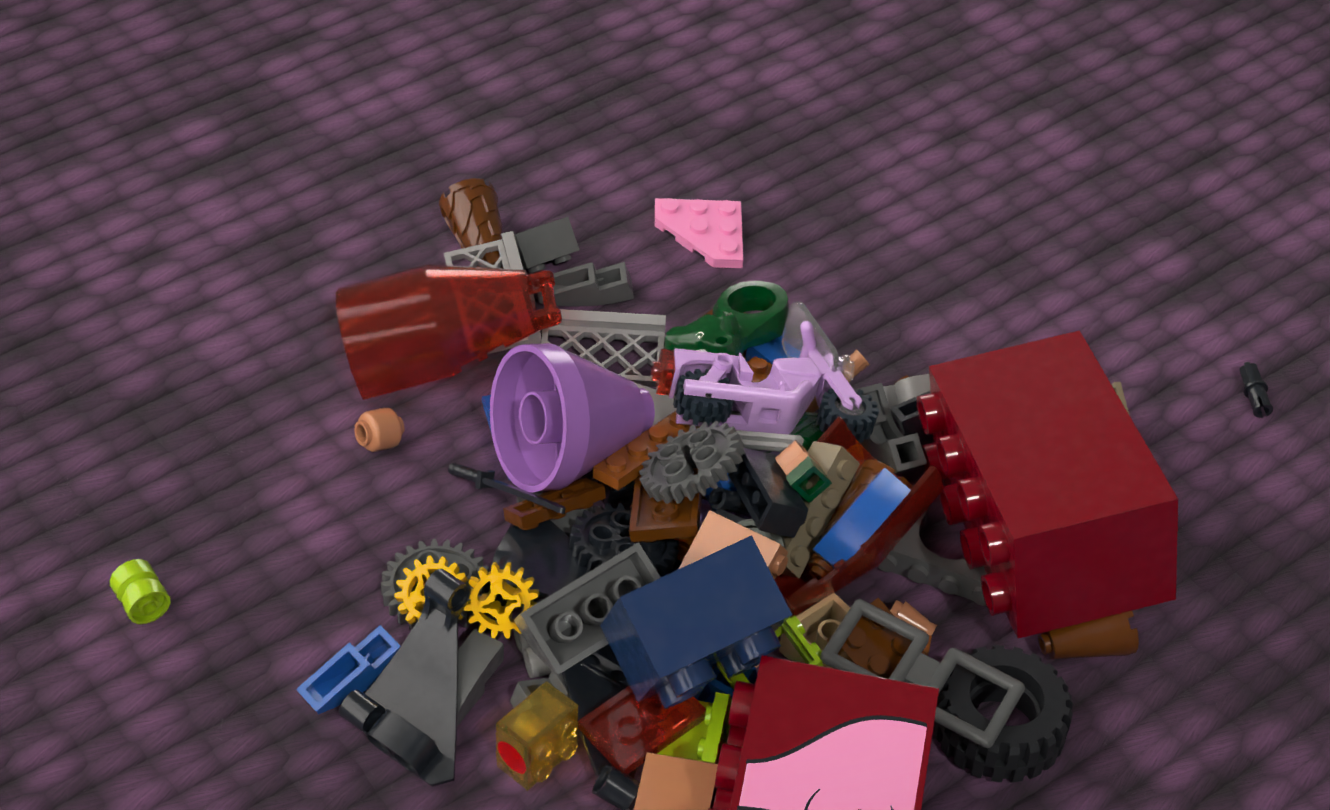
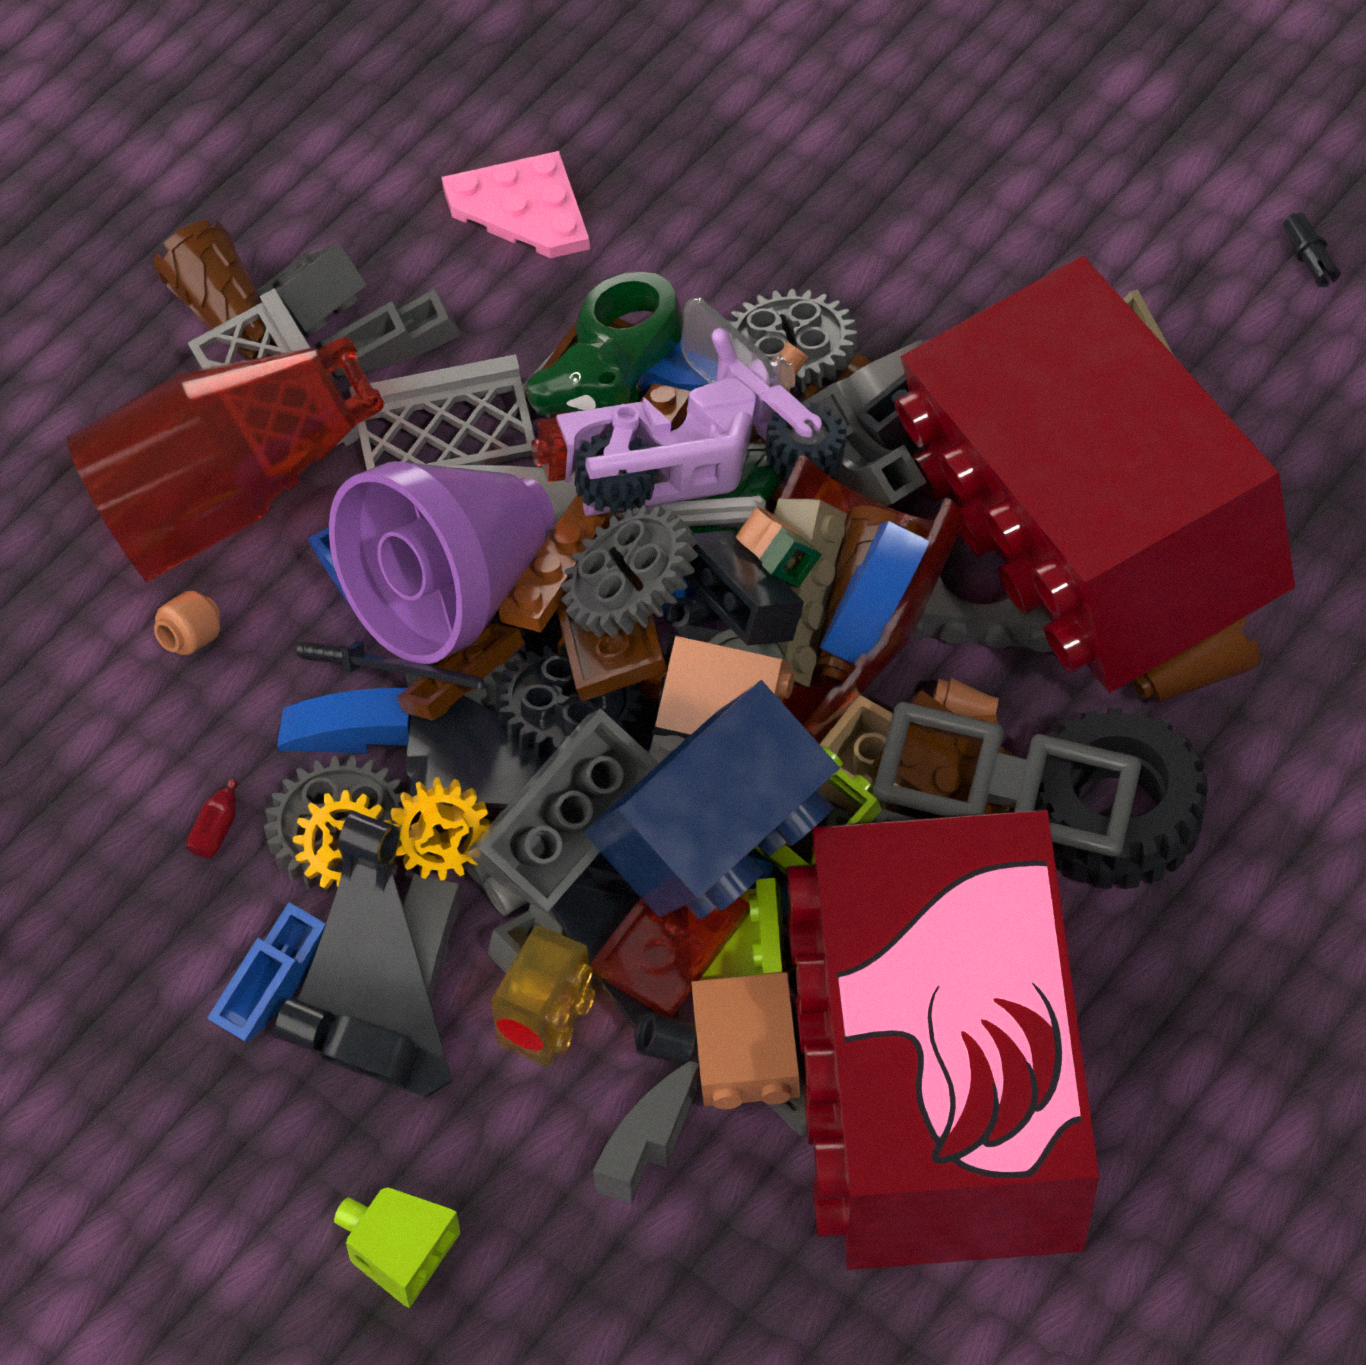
camera: 10 degrees left, 10 degrees up
(349, 562) = (213, 822): none -> dark red piece
(463, 520) = (345, 722): none -> blue slope
(884, 352) = (814, 328): none -> dark grey gear

